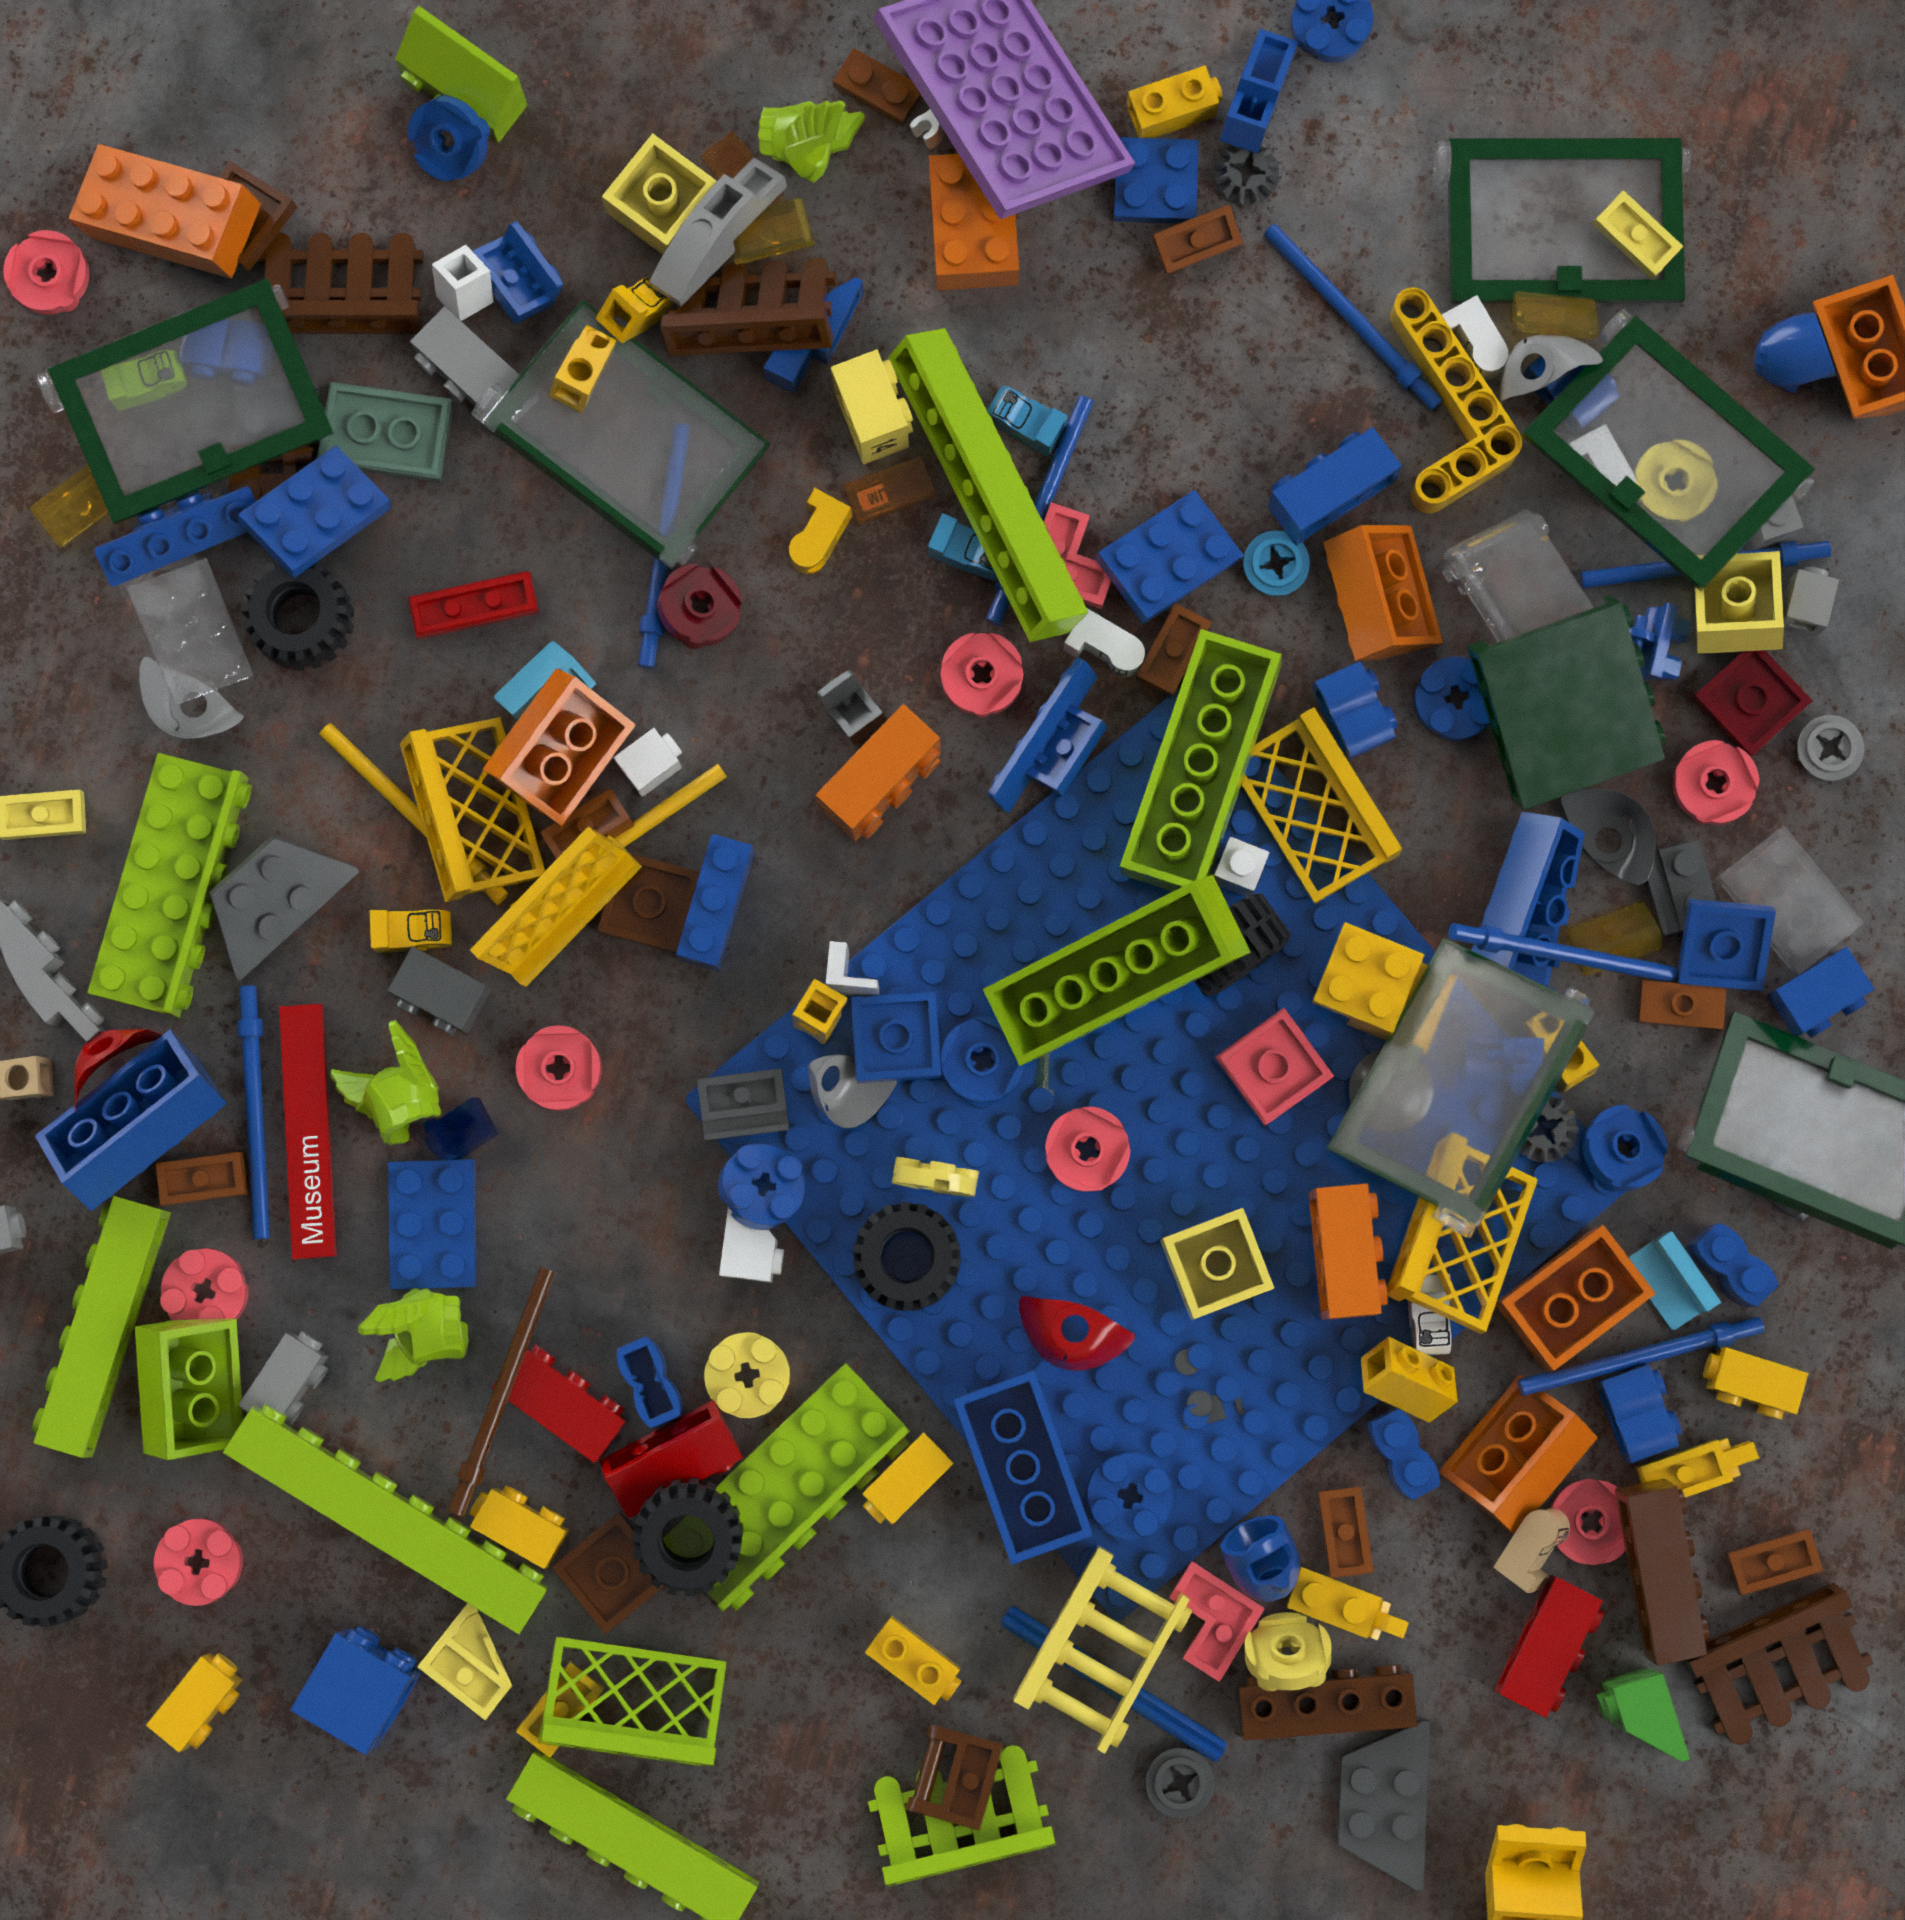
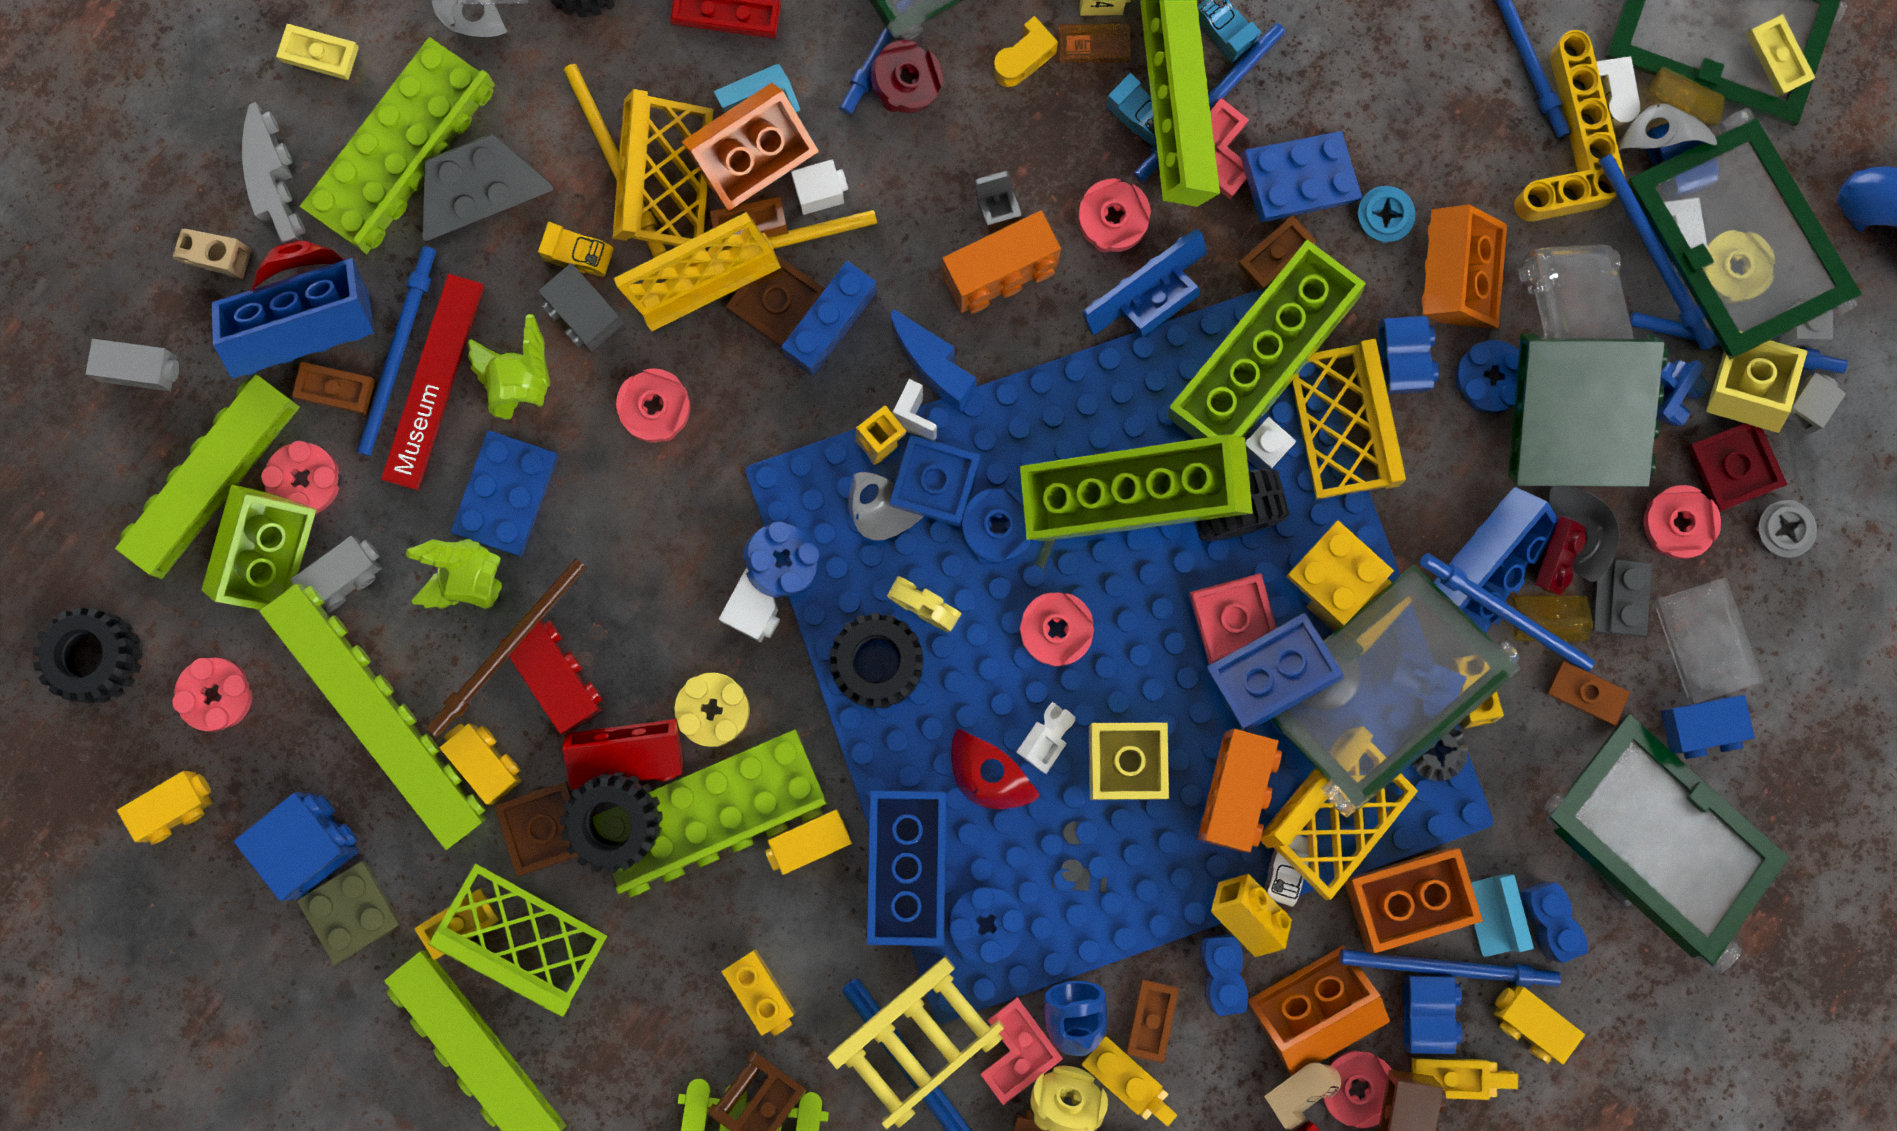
camera: 15 degrees right, 0 degrees up
(437, 1741) = (349, 912): none -> olive plate
(460, 1130) = (554, 426): clear blue bracket -> none
(468, 1664) = (397, 859): light yellow wing -> none
(646, 1371) = (630, 674): blue brick -> none
(743, 1105) = (790, 489): dark grey plate -> none
(846, 908) = (934, 362): none -> blue slope
(1108, 642) = (1224, 226): white leg -> none
(1119, 1276) = (1044, 741): none -> white plate
(1333, 485) = (1457, 167): blue brick -> none
(1338, 1110) = (1275, 672): none -> blue plate
(1598, 868) = (1558, 562): none -> dark red plate
(1606, 1162) = (1480, 797): blue plate -> none
(1641, 553) = (1690, 314): none -> blue bar
(1725, 944) = (1643, 656): blue plate -> none

